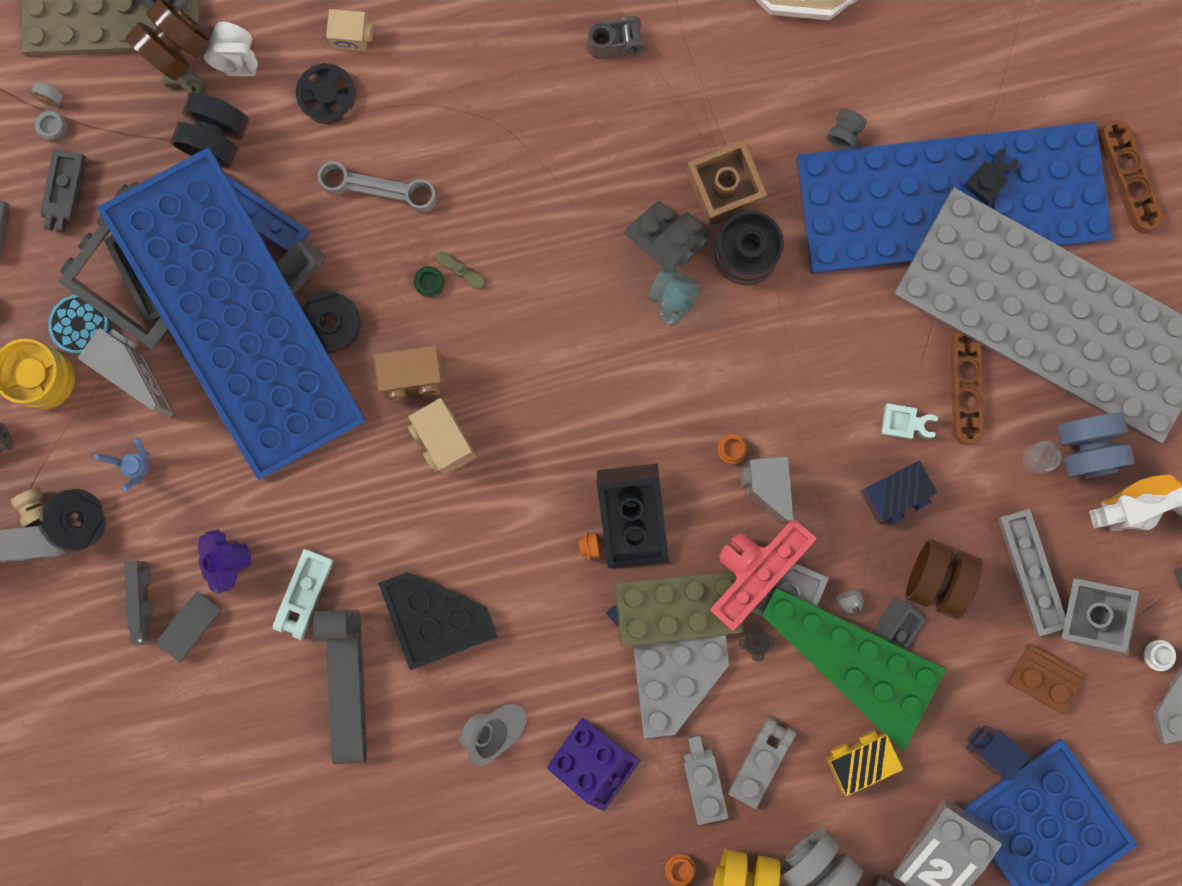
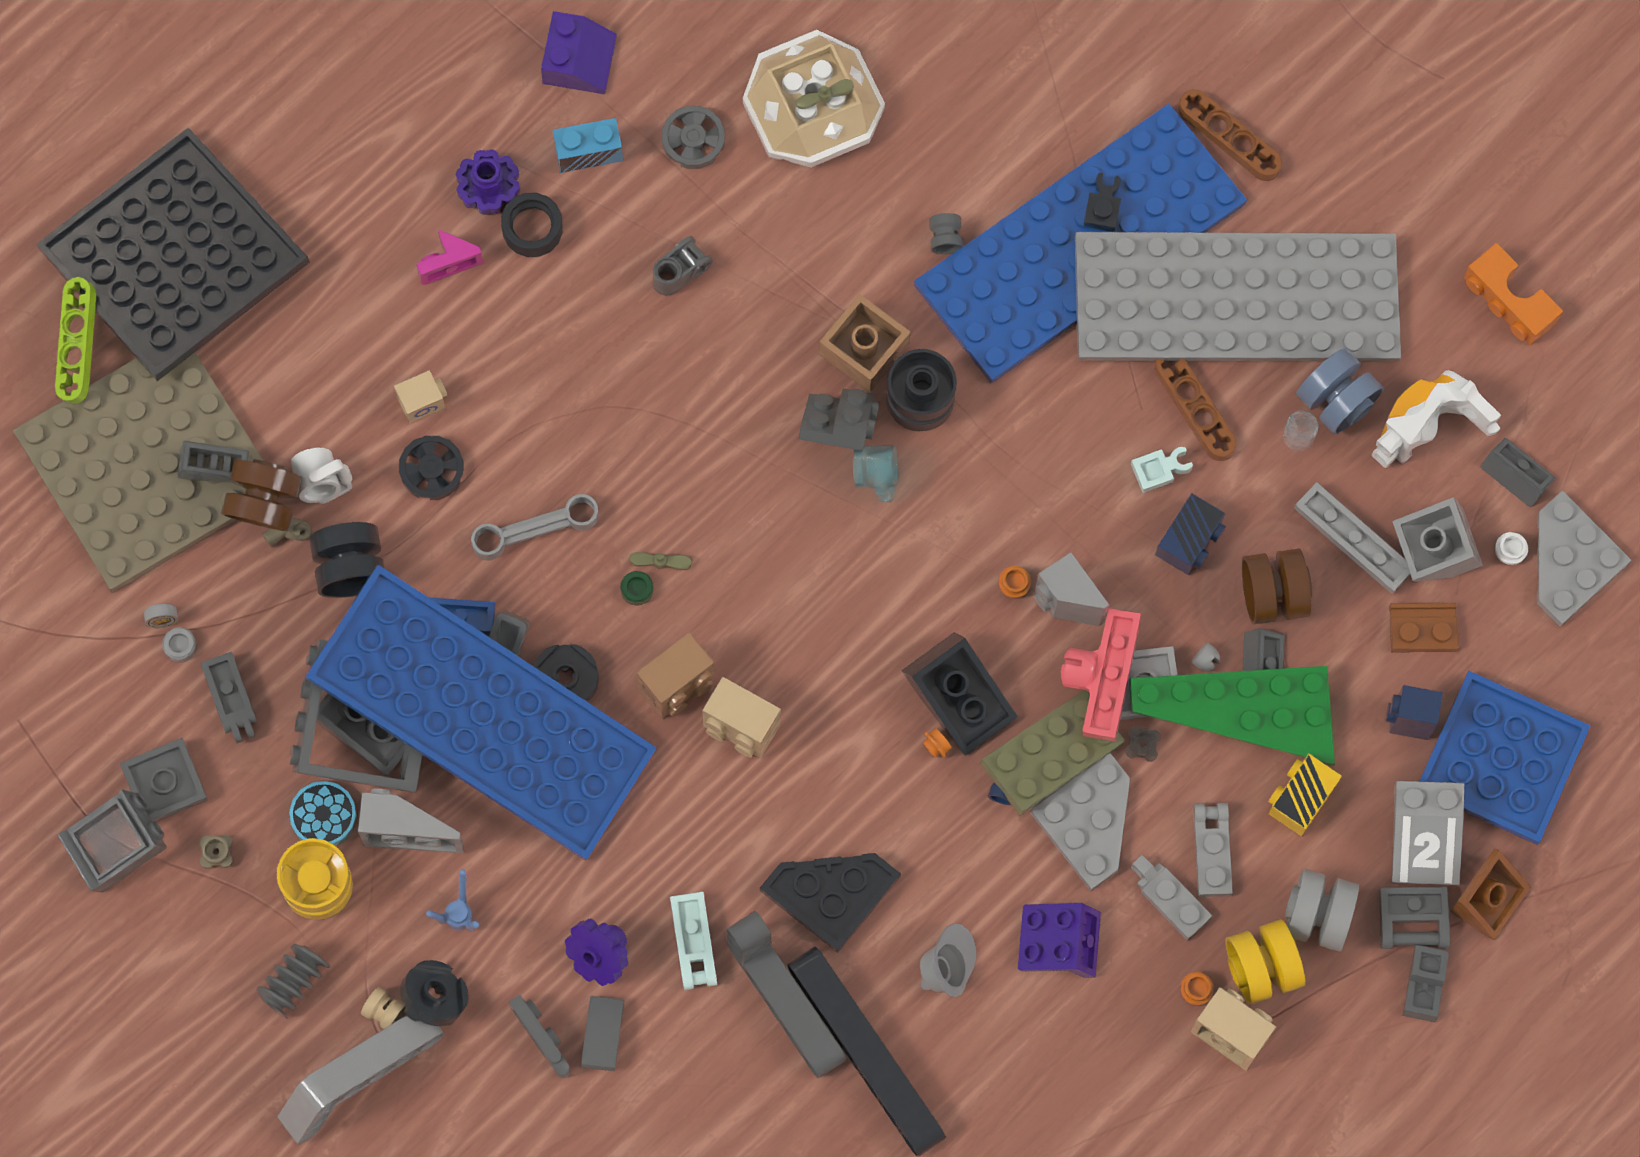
camera: 40 degrees left, 10 degrees down
(384, 765) = (866, 1051): none -> black beam

